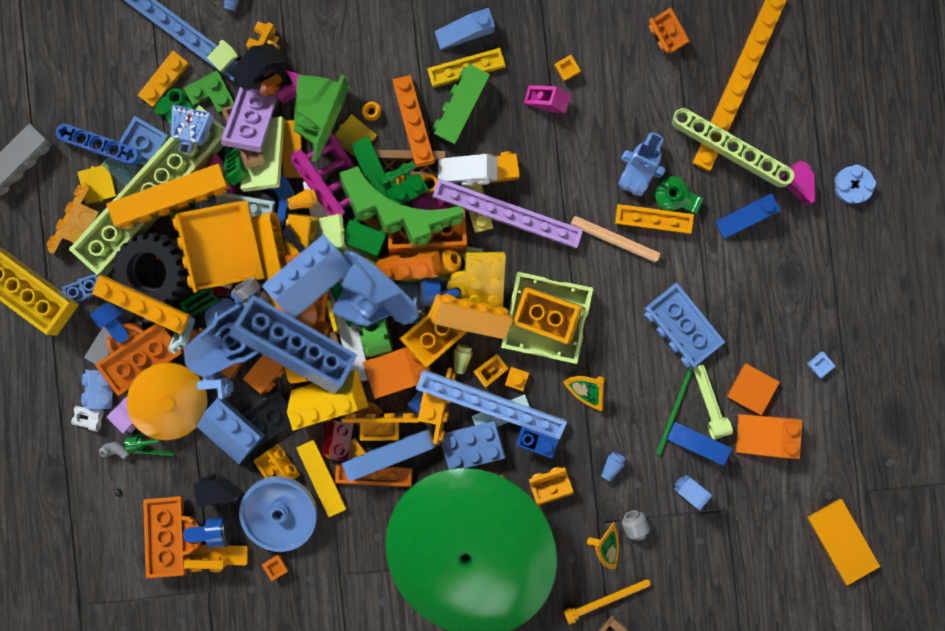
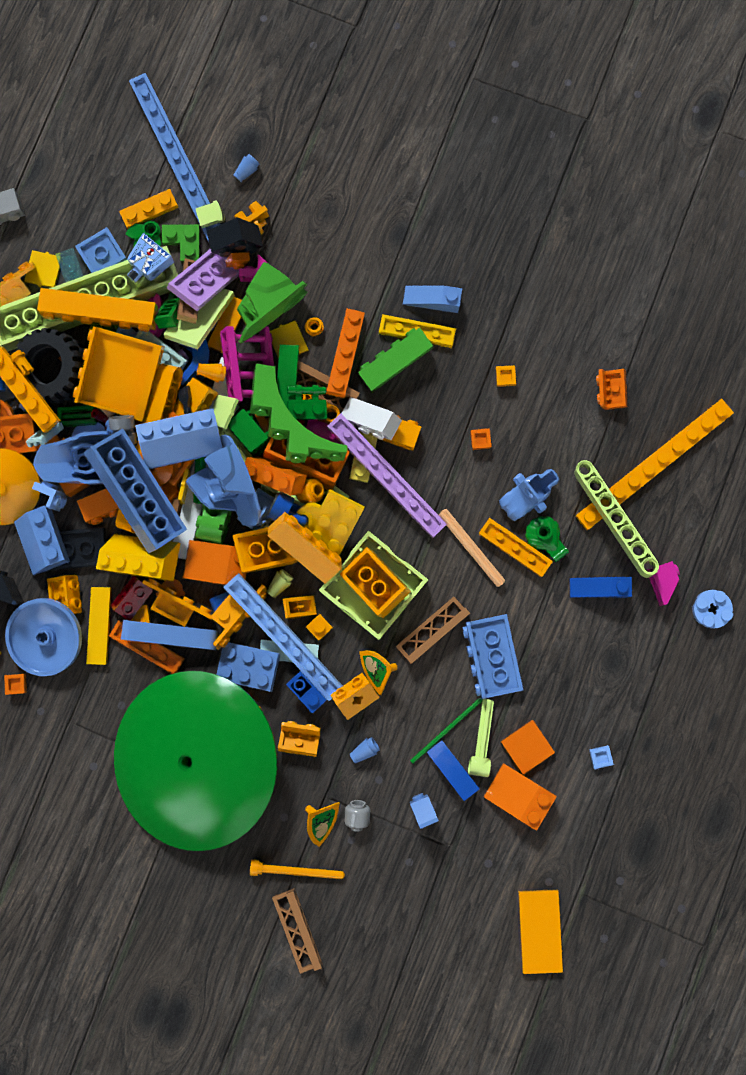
camera: 30 degrees right, 5 degrees down
(107, 144) = (64, 243): blue beam -> none
(126, 280) = (19, 358): none -> light orange pin
(547, 98) = (474, 393): dark pink slope -> none
(574, 137) = (480, 439): none -> orange plate
(580, 423) = (354, 696): none -> light orange brick
(625, 333) = (436, 636): none -> medium nougat fence

